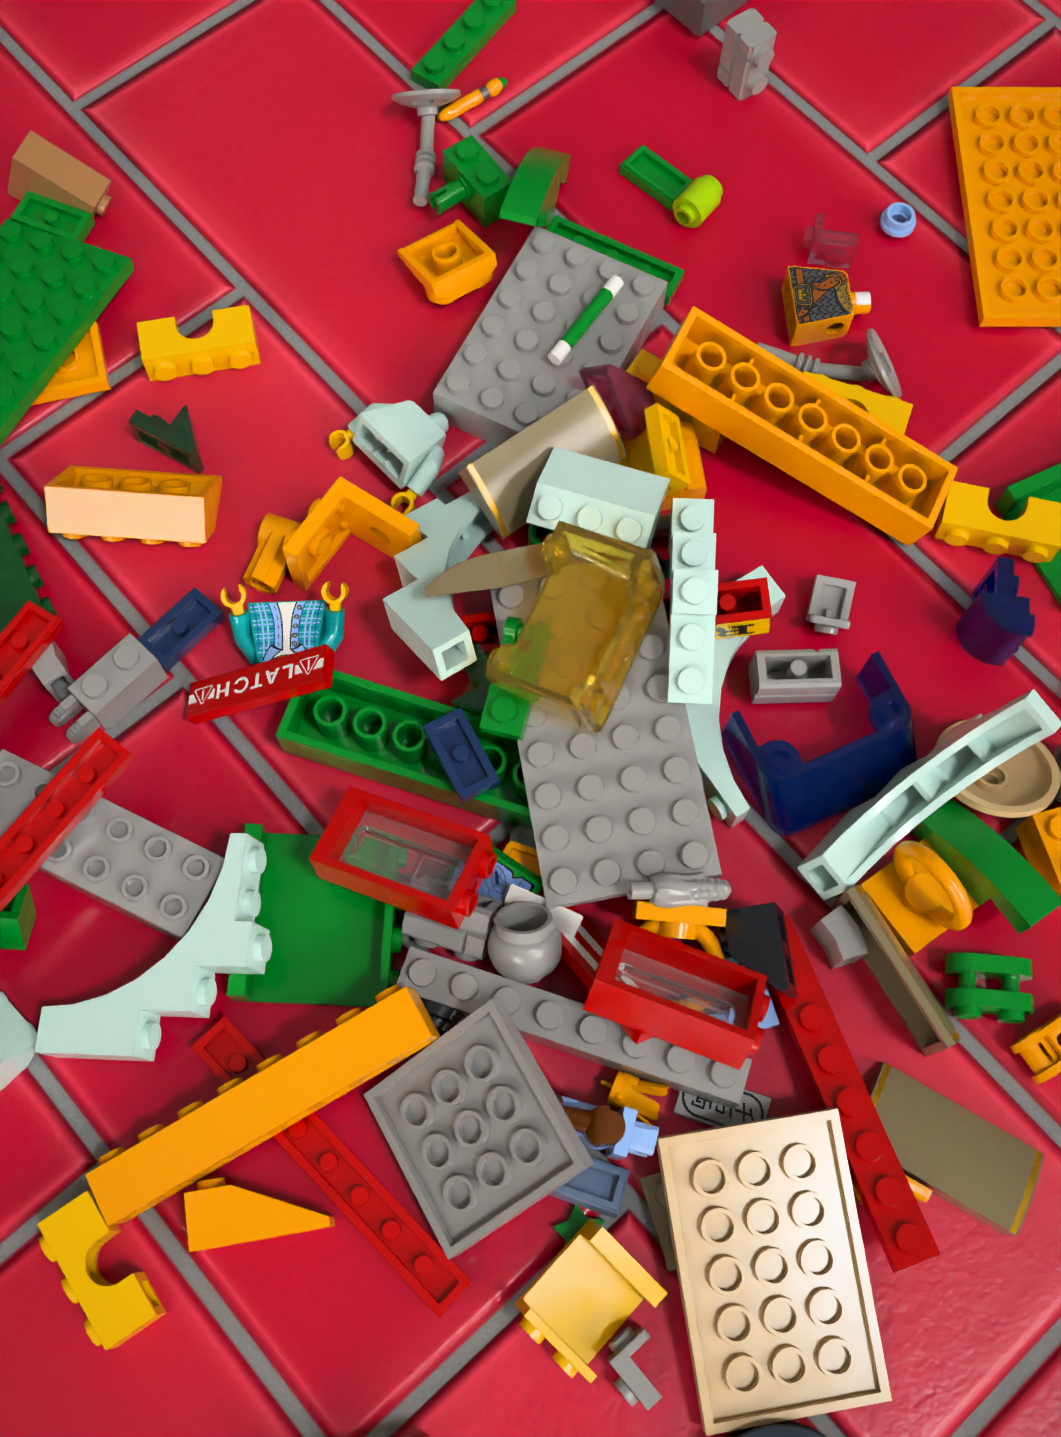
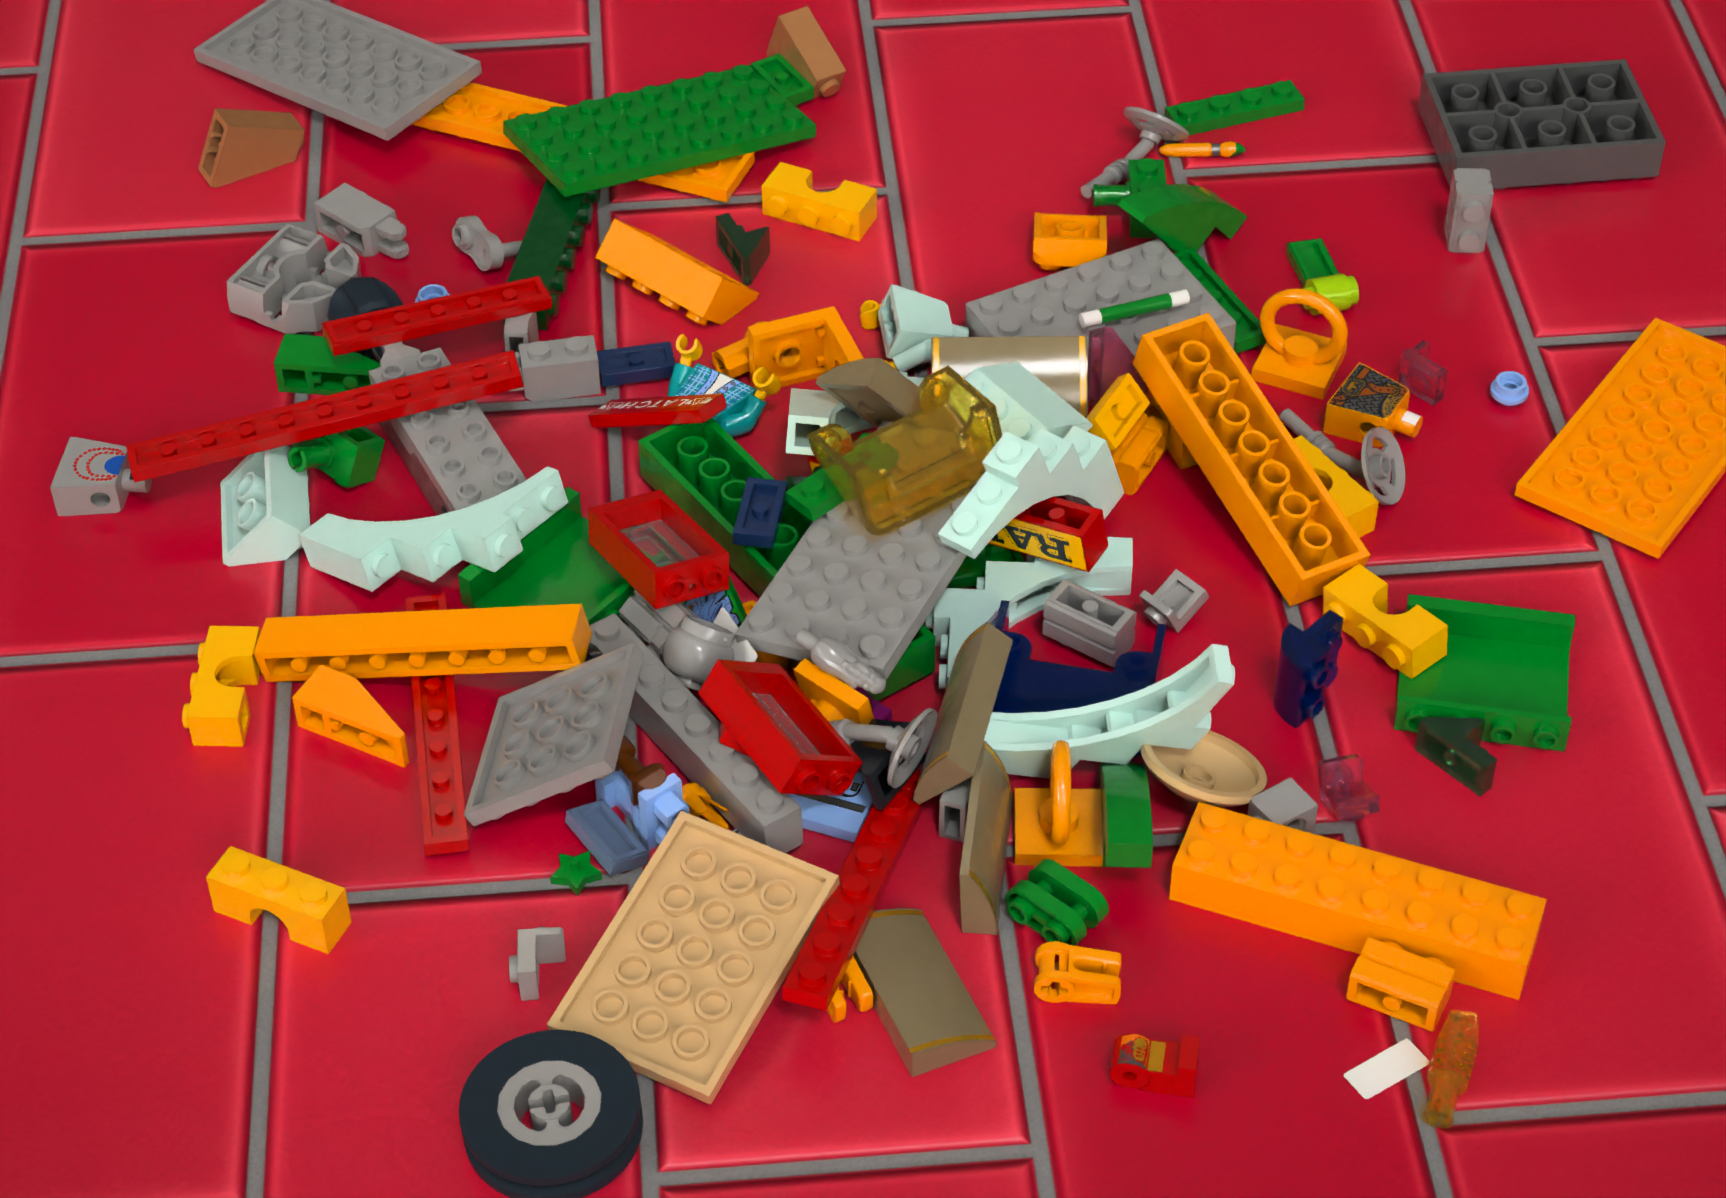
camera: 40 degrees right, 25 degrees down
(585, 1297) = (540, 894): yellow panel -> none
(726, 280) = (1296, 357): none -> light orange tile
(791, 939) = (903, 743): none -> light grey dish
(807, 867) = (964, 712): none -> dark tan slope

